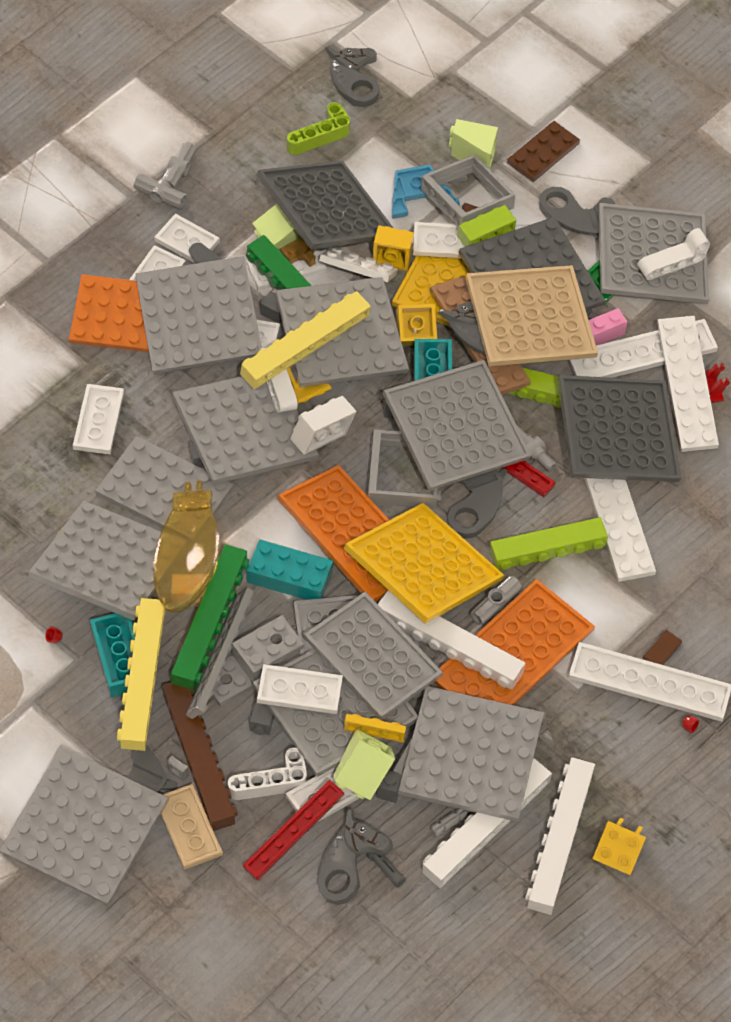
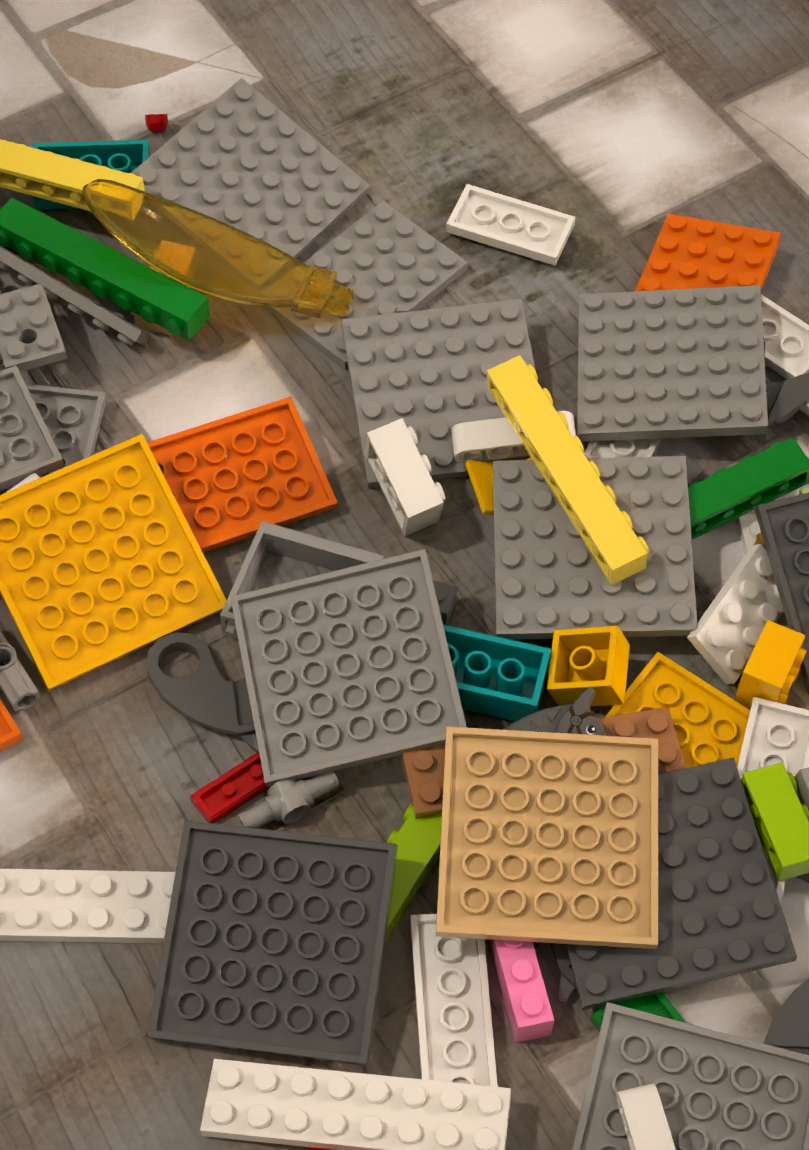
camera: 105 degrees right, 0 degrees up
(289, 571) = (159, 393): teal brick -> none
(548, 544) = (84, 772): lime brick -> none

